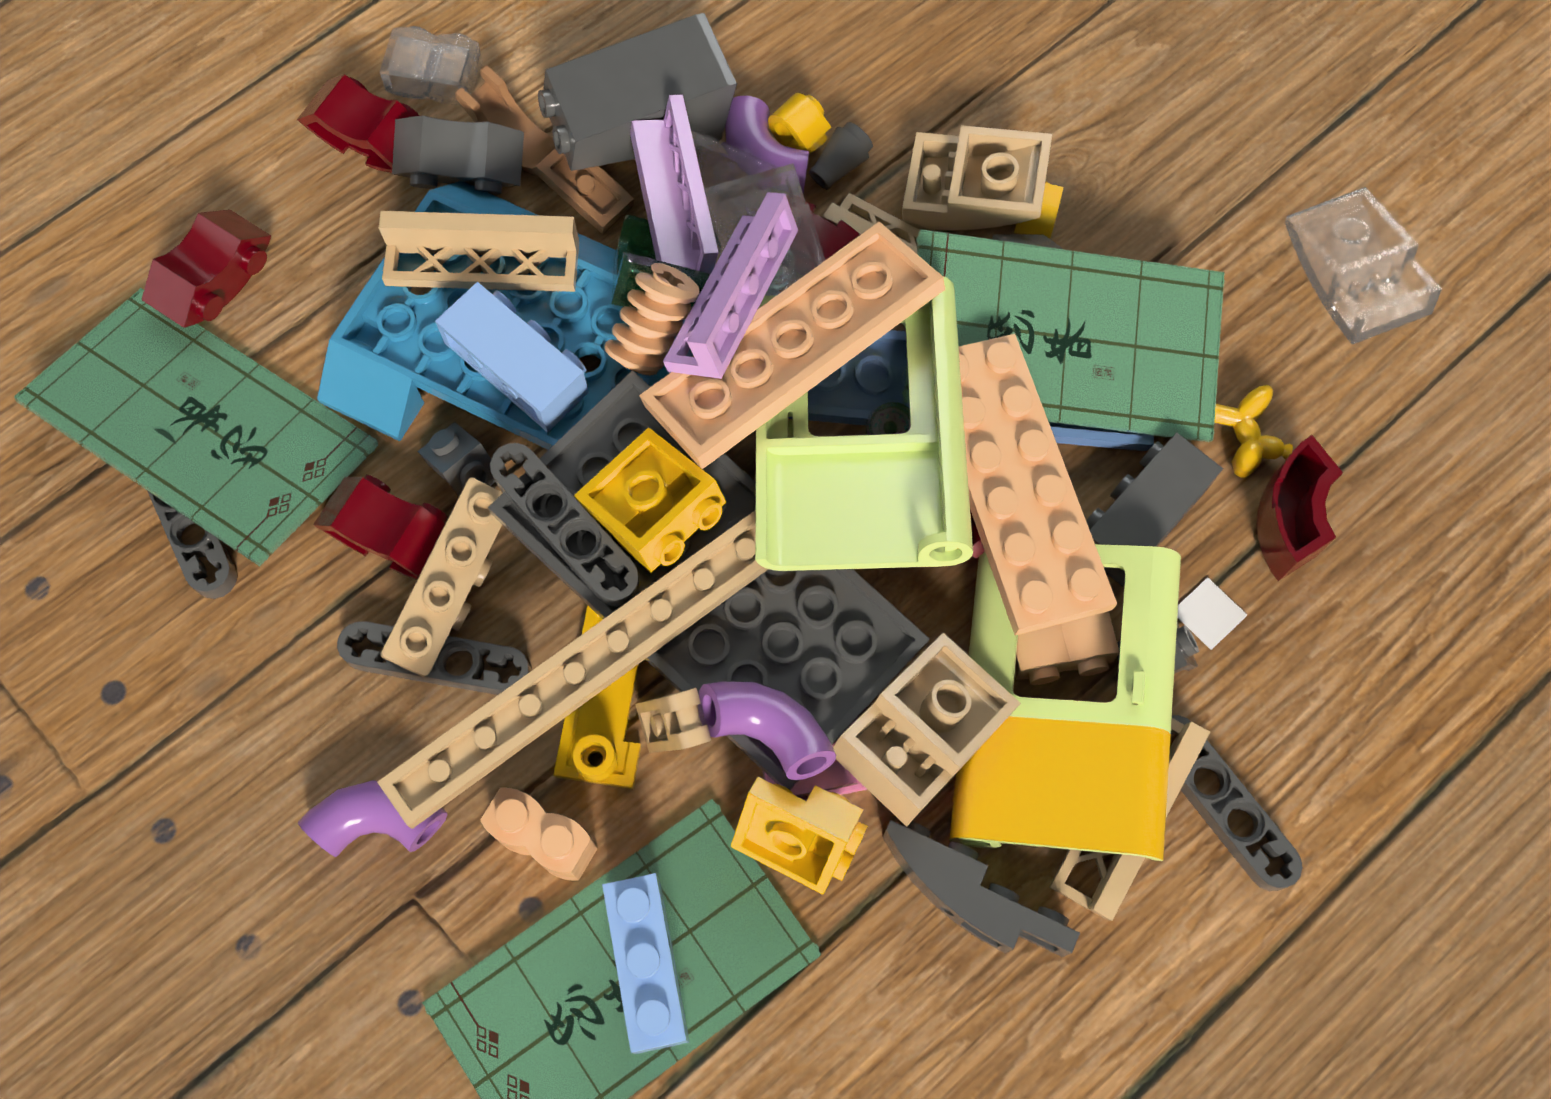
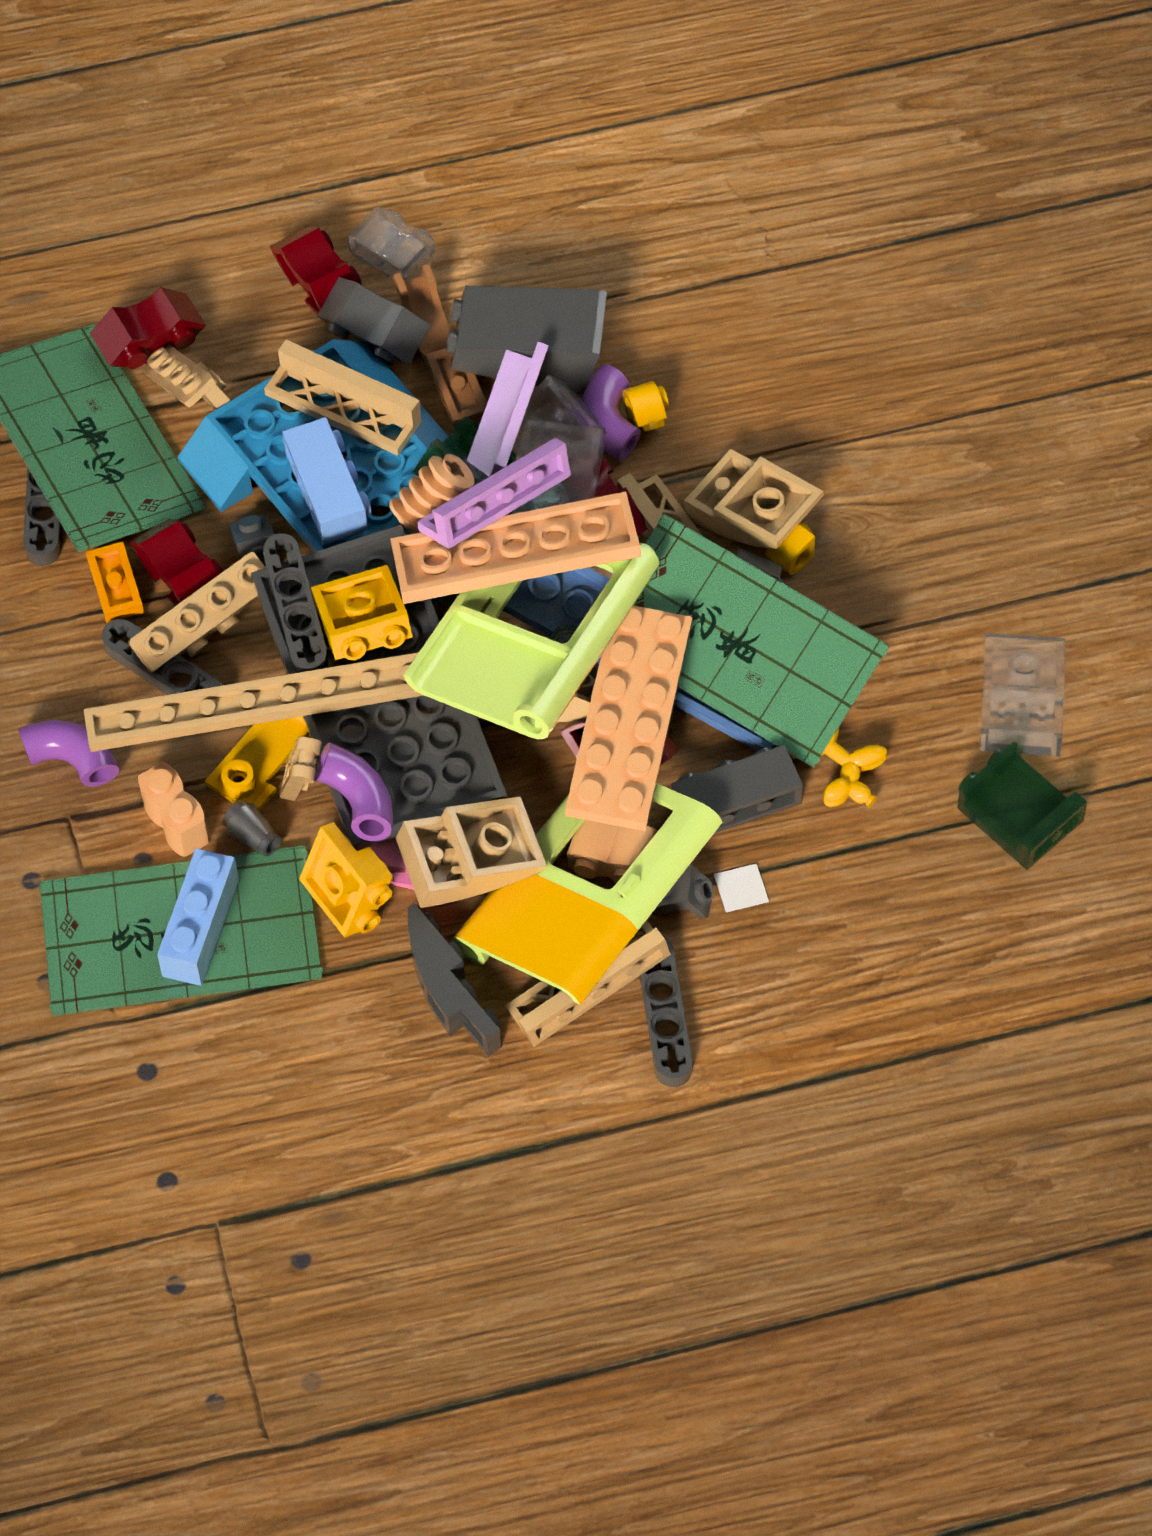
camera: 30 degrees right, 10 degrees down
(280, 306) = (184, 378): none -> tan bracket
(320, 580) = (114, 582): none -> light orange plate
(643, 812) = (250, 827): none -> flat silver cone
(841, 155) = (666, 443): dark grey cone -> none
(1293, 509) = (842, 834): dark red brick -> none
(1439, 388) = (1019, 806): none -> clear green panel

